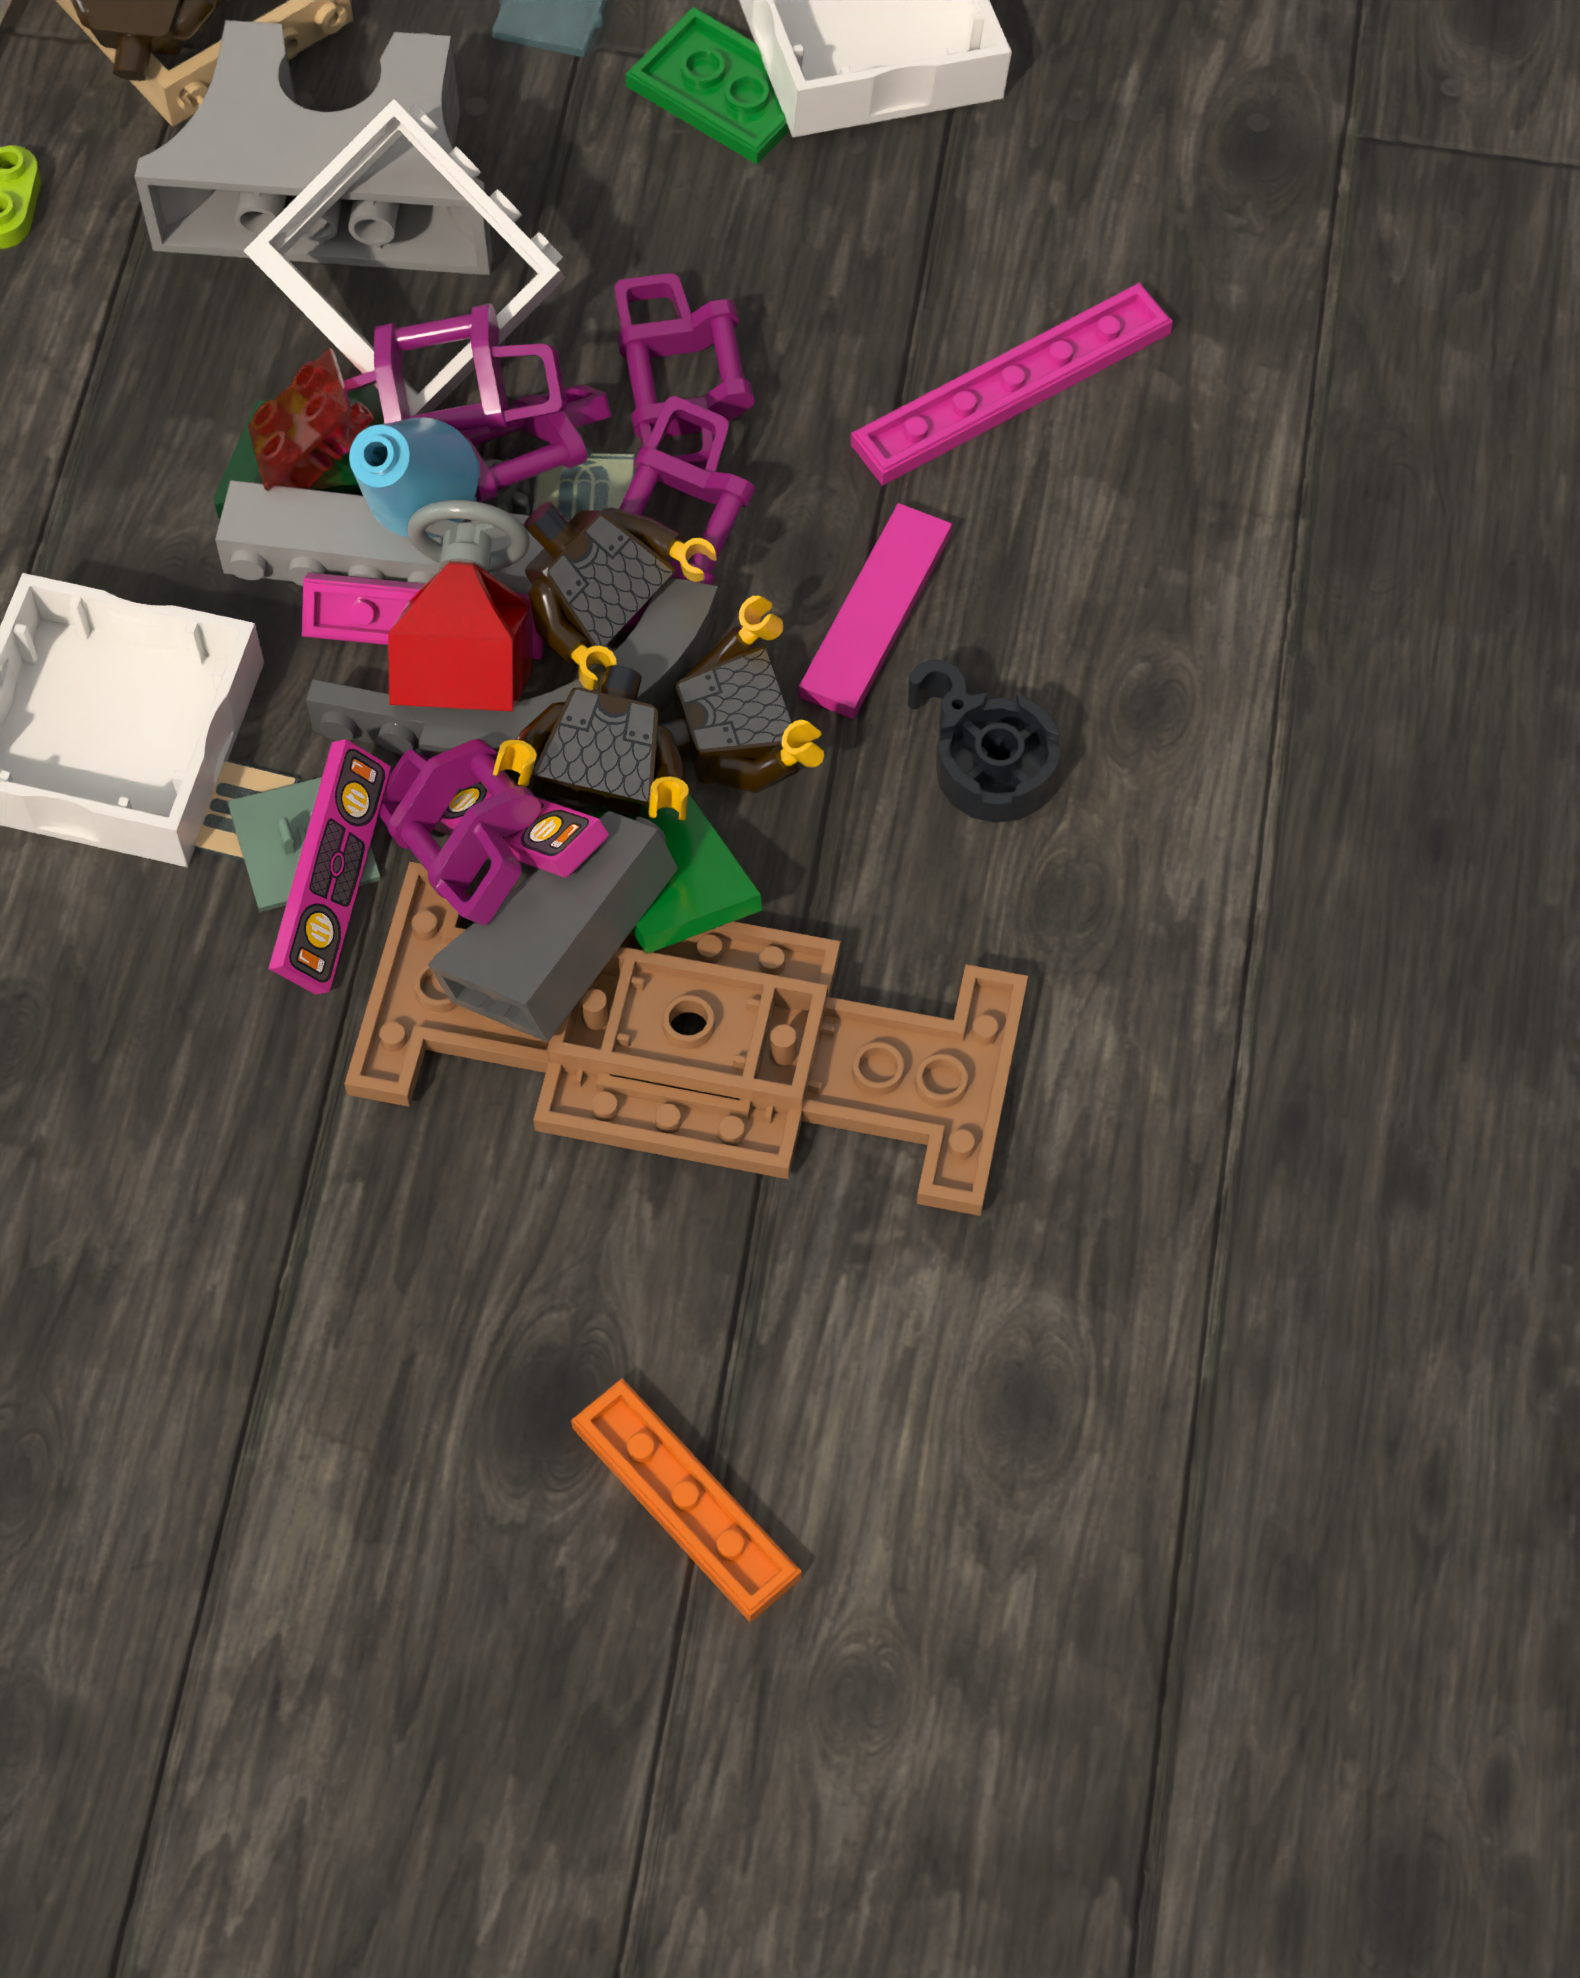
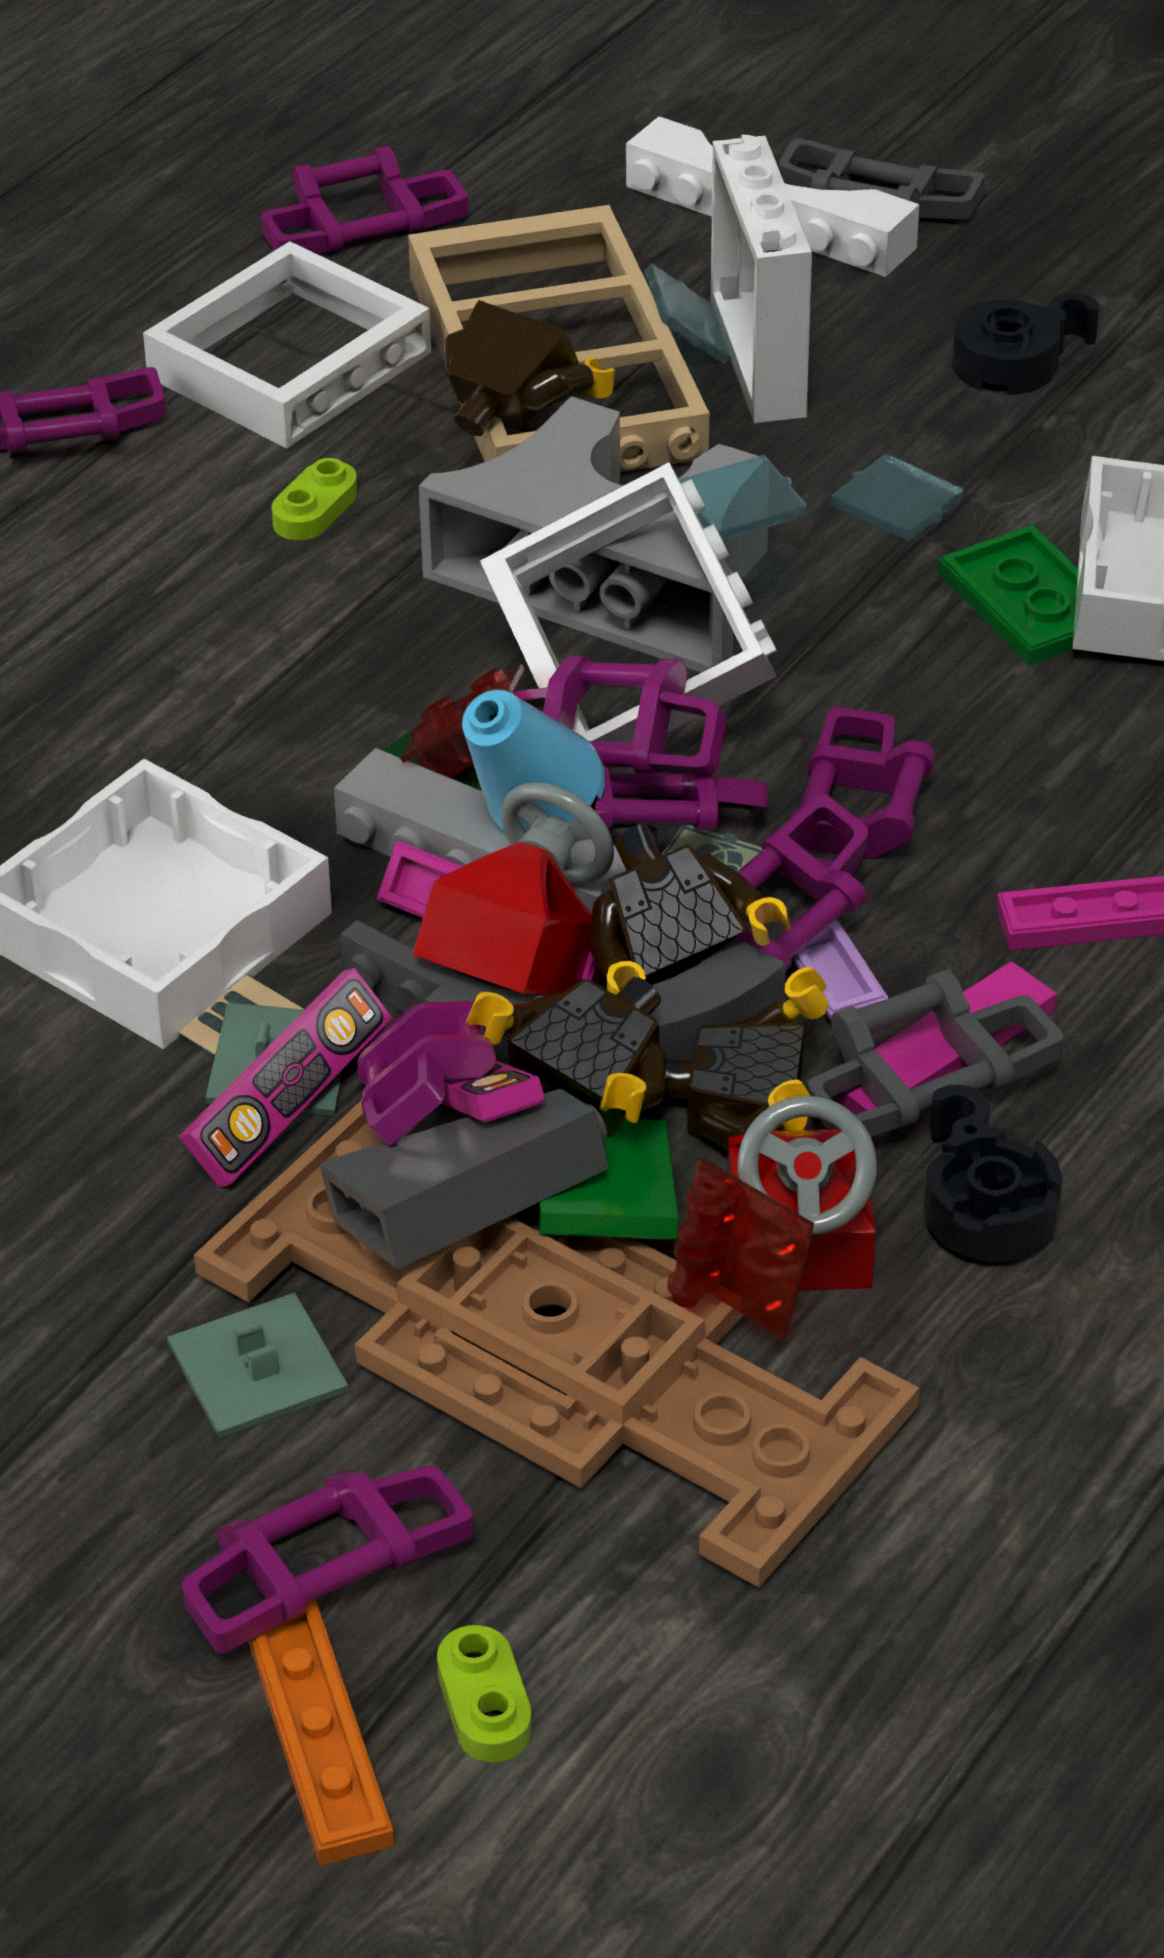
camera: 25 degrees right, 20 degrees down
(447, 1164) = (257, 1365): none -> sand green piece
(451, 89) = (746, 497): none -> clear light blue piece
(608, 1393) = (354, 1497): none -> magenta bar
(757, 570) = (842, 968): none -> lavender tile
(804, 1406) = (481, 1687): none -> lime plate
(836, 913) = (740, 1249): none -> clear red hinge
(851, 834) = (821, 1177): none -> piece
(901, 600) = (964, 1032): none -> dark grey bar

